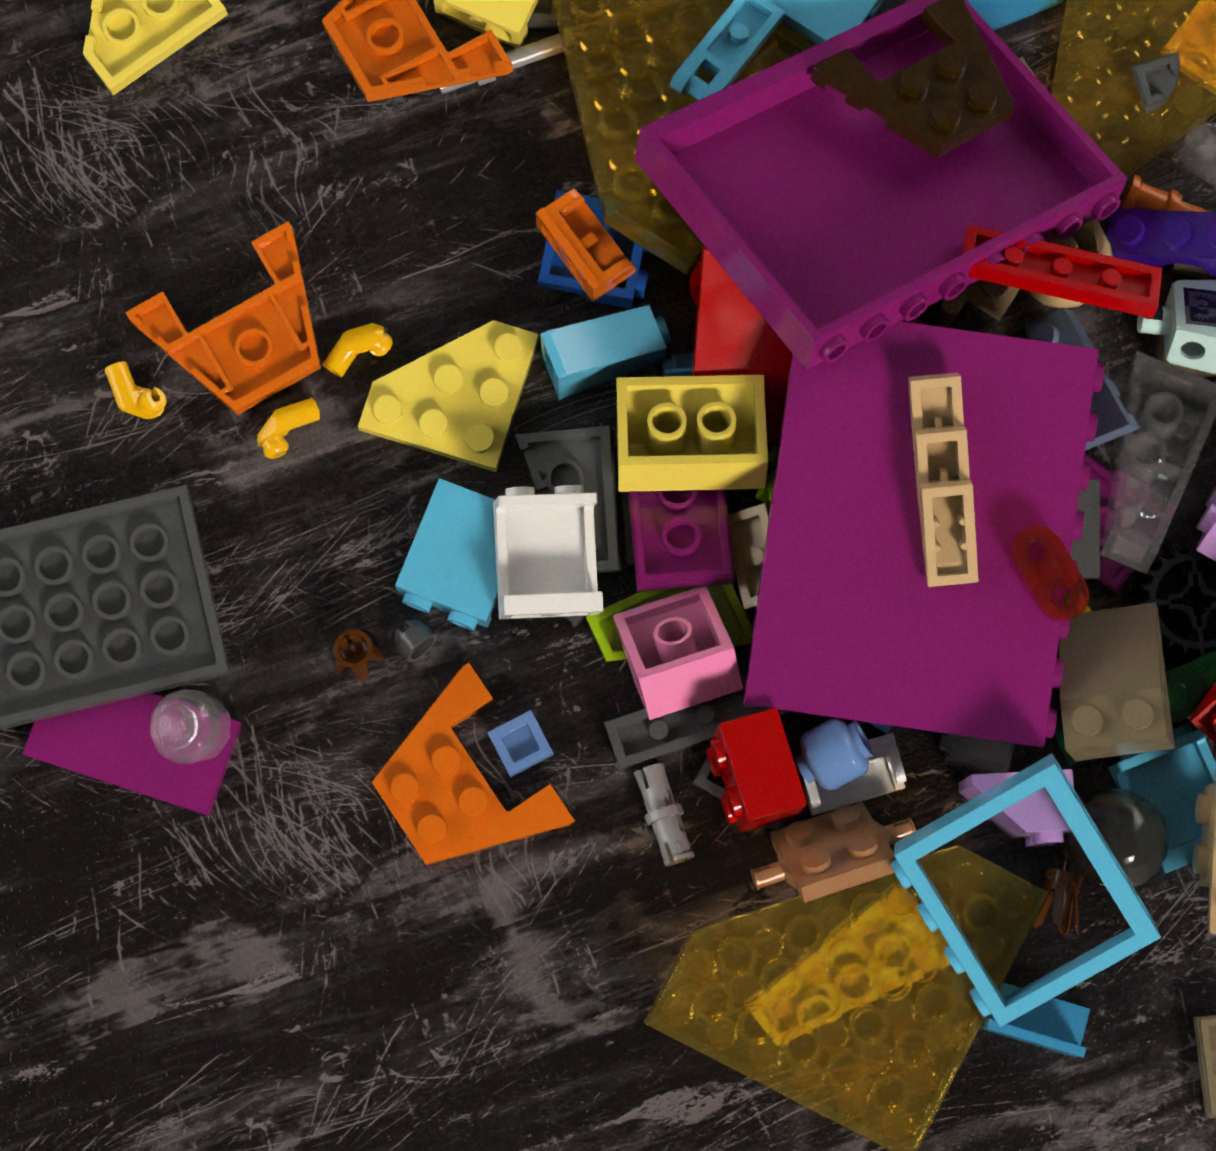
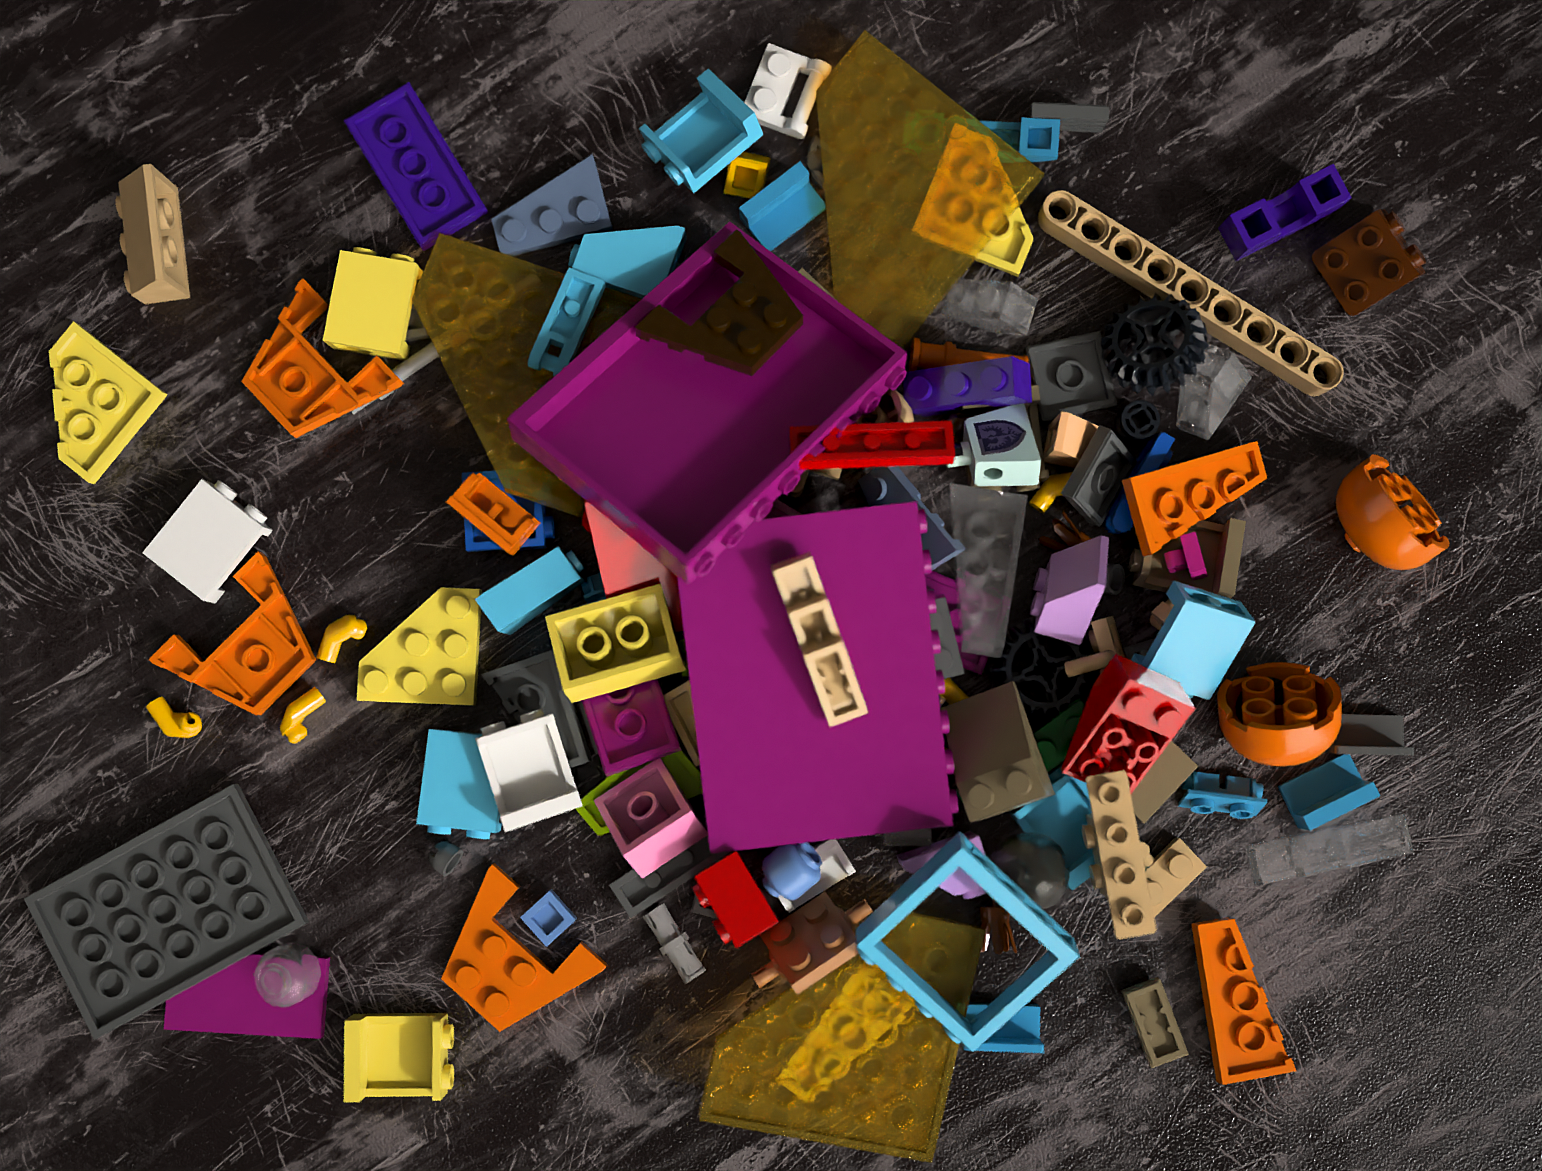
camera: 10 degrees left, 5 degrees up
(232, 191) = (207, 539): none -> white panel
(295, 861) = (397, 1055): none -> light yellow panel
(354, 650) = (398, 881): reddish brown piece -> none
(1052, 570) = (921, 691): clear red plate -> none
(1156, 80) = (912, 259): dark grey tile -> none

